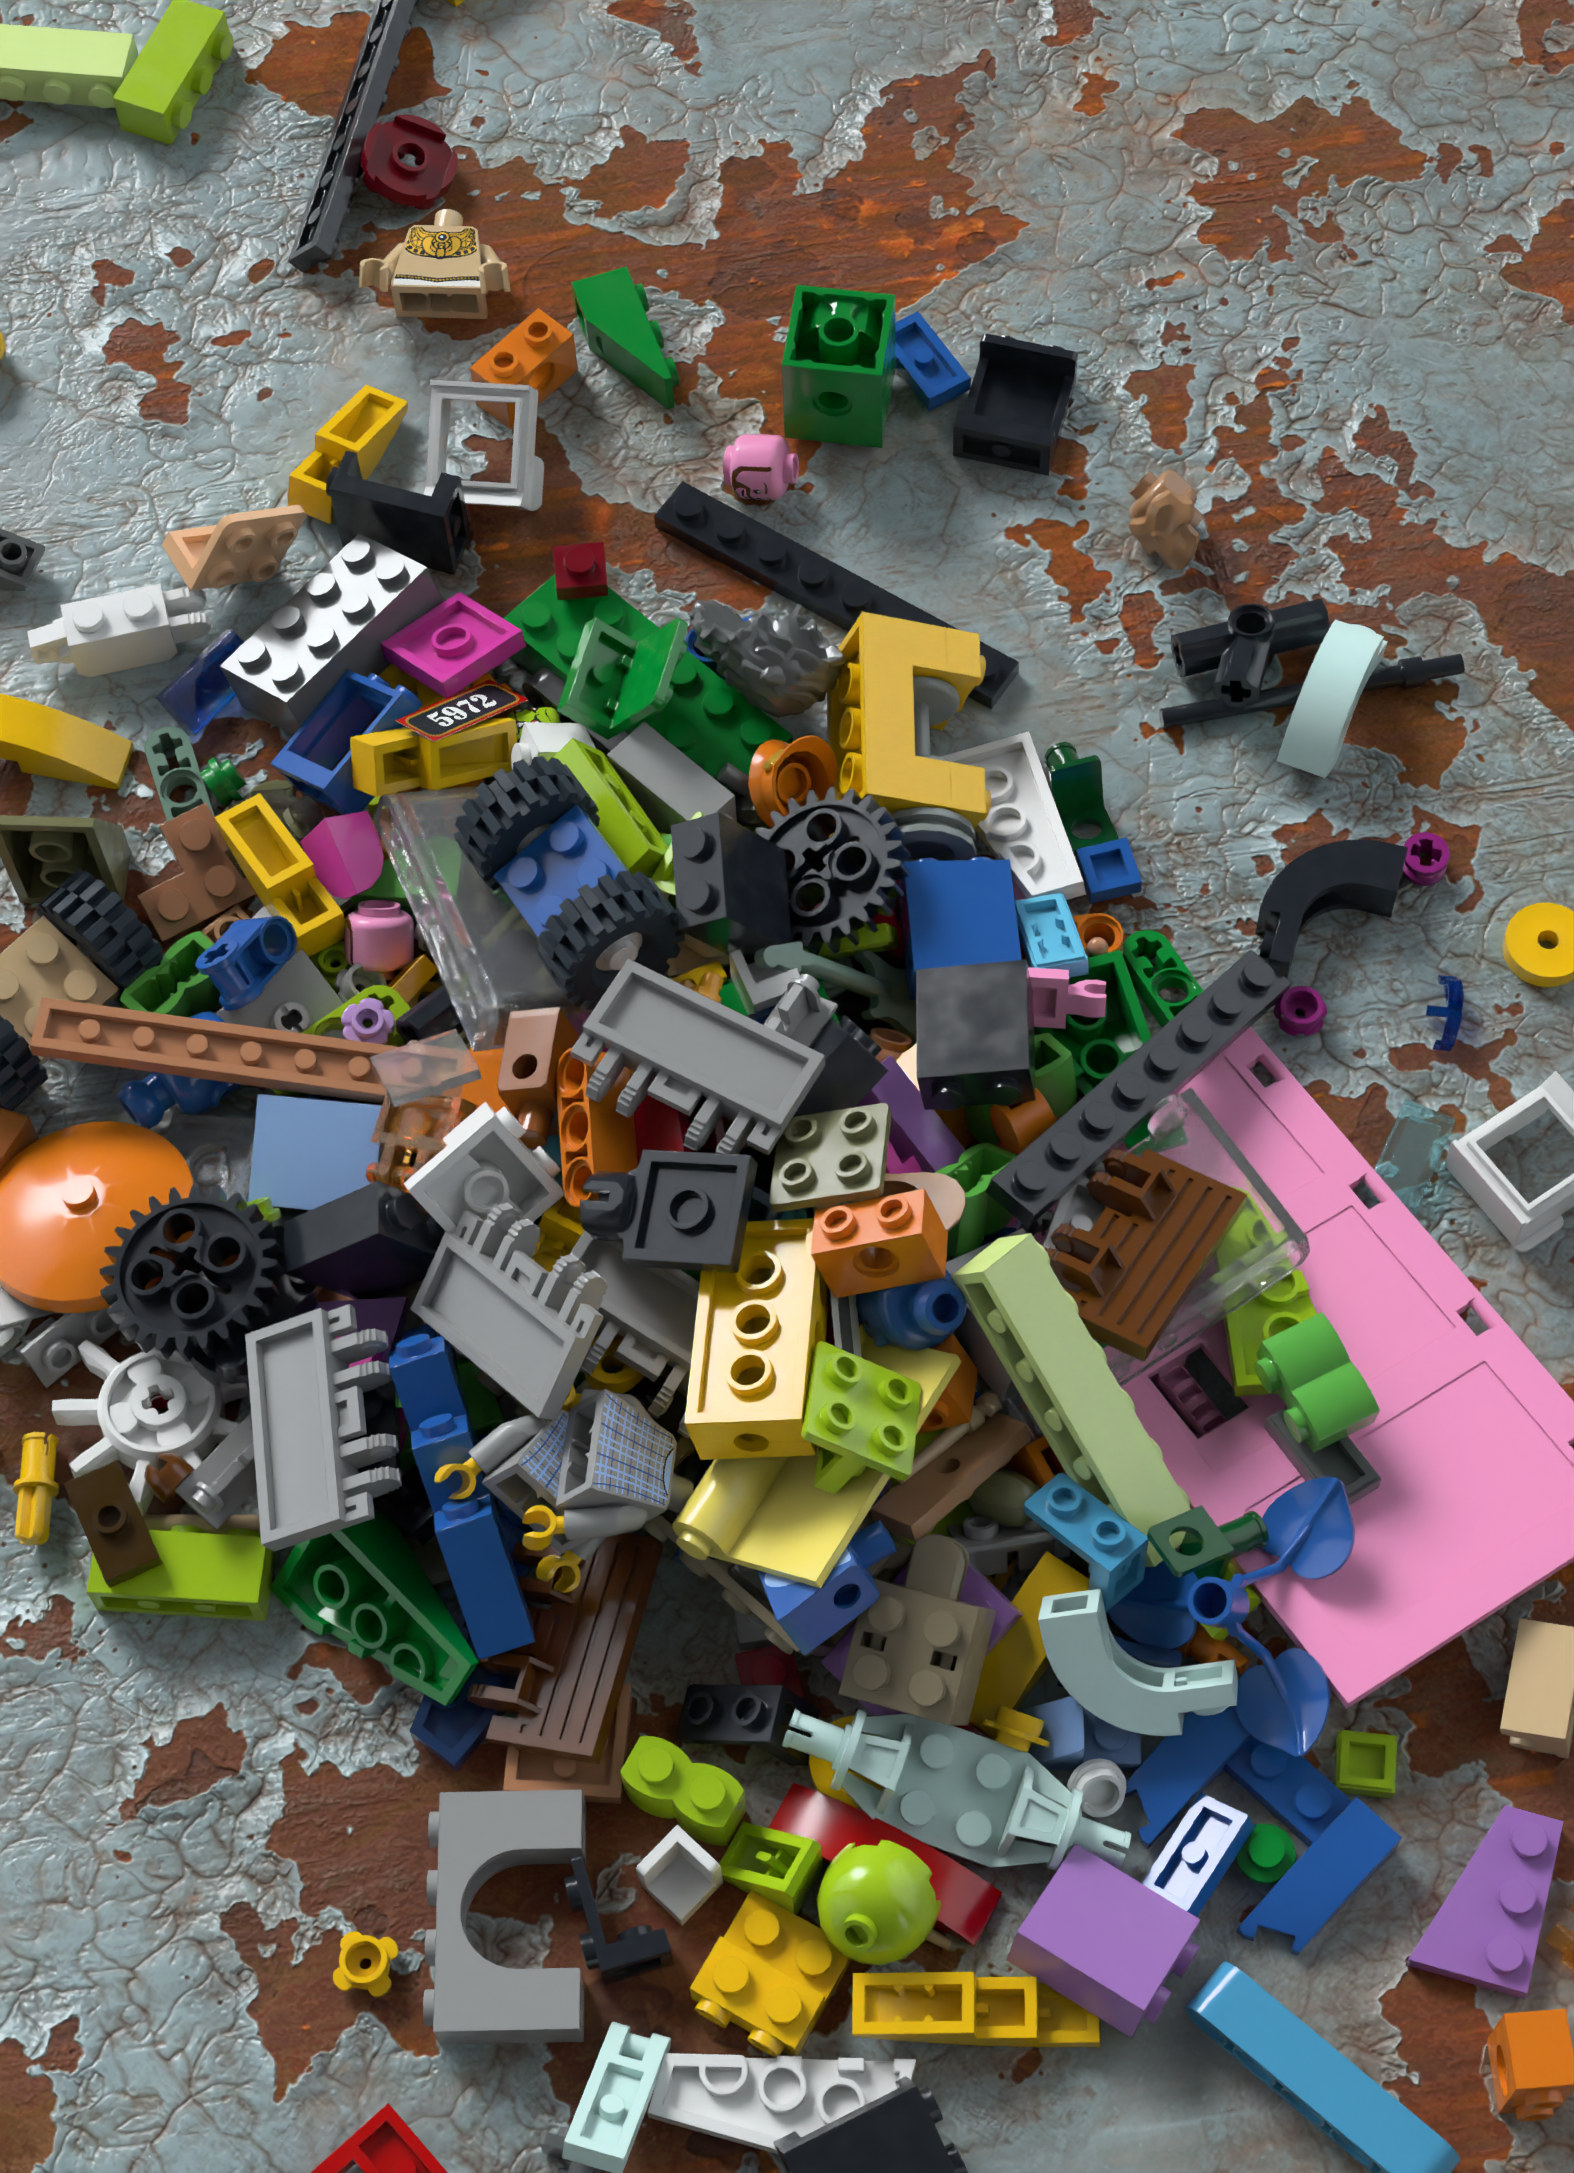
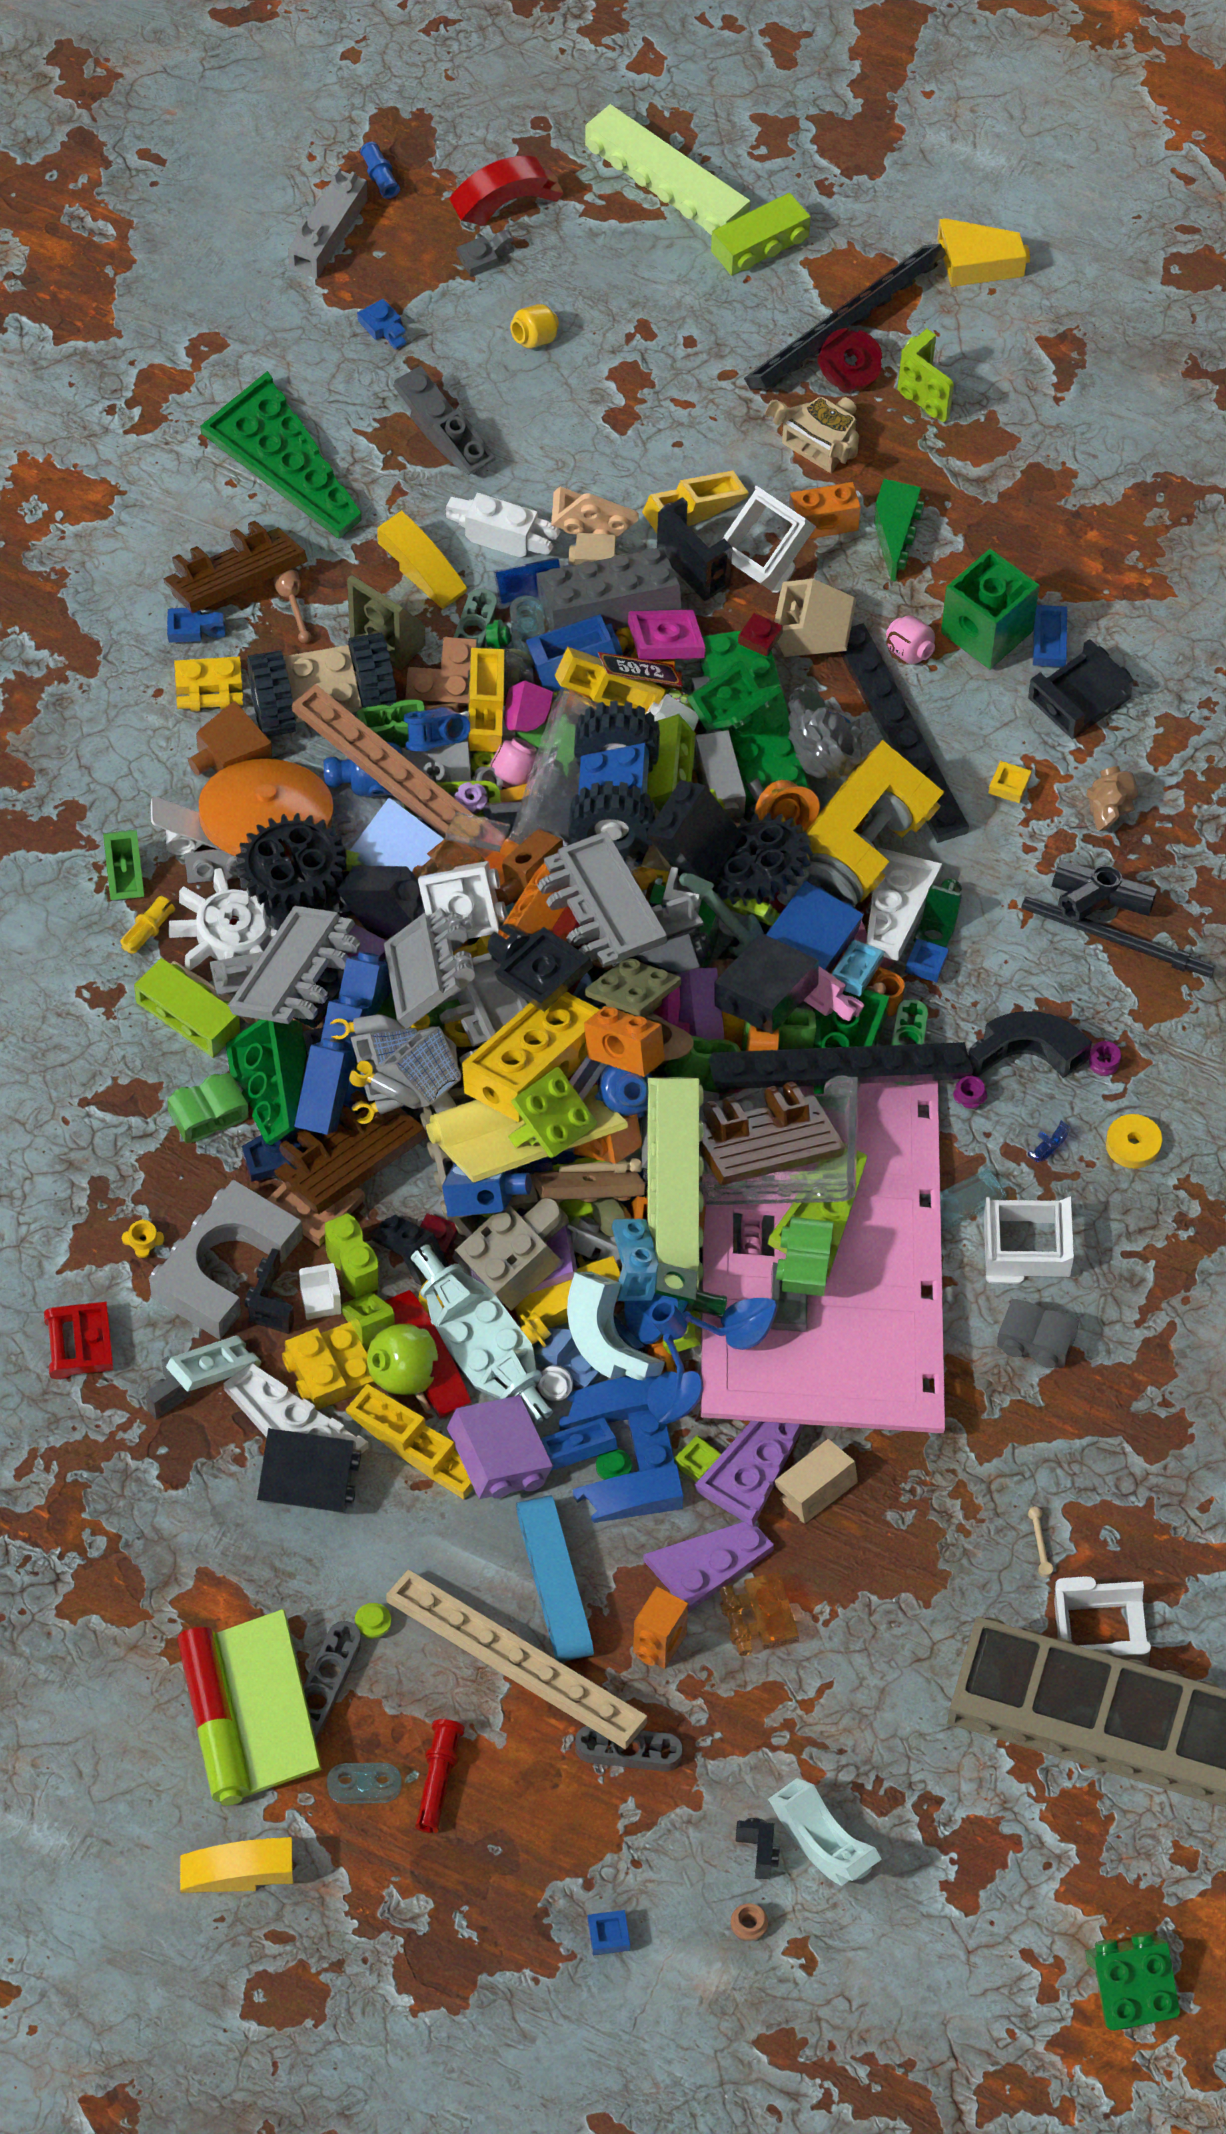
camera: 30 degrees right, 5 degrees down
(113, 1523) = (169, 959): dark brown plate -> none
(169, 1478) = (209, 954): reddish brown hinge -> none
(252, 748) = (525, 627): none -> clear light blue plate
(264, 592) = (592, 548): none -> tan brick
(317, 1703) = (207, 1107): none -> bright green brick
(525, 133) = (921, 380): none -> lime bracket
(625, 506) = (813, 618): none -> tan slope
(1023, 574) = (1010, 782): none -> yellow plate
(1330, 697) = (1118, 938): light aqua arch -> none
(1448, 1739) = (748, 1468): none -> medium lavender wing

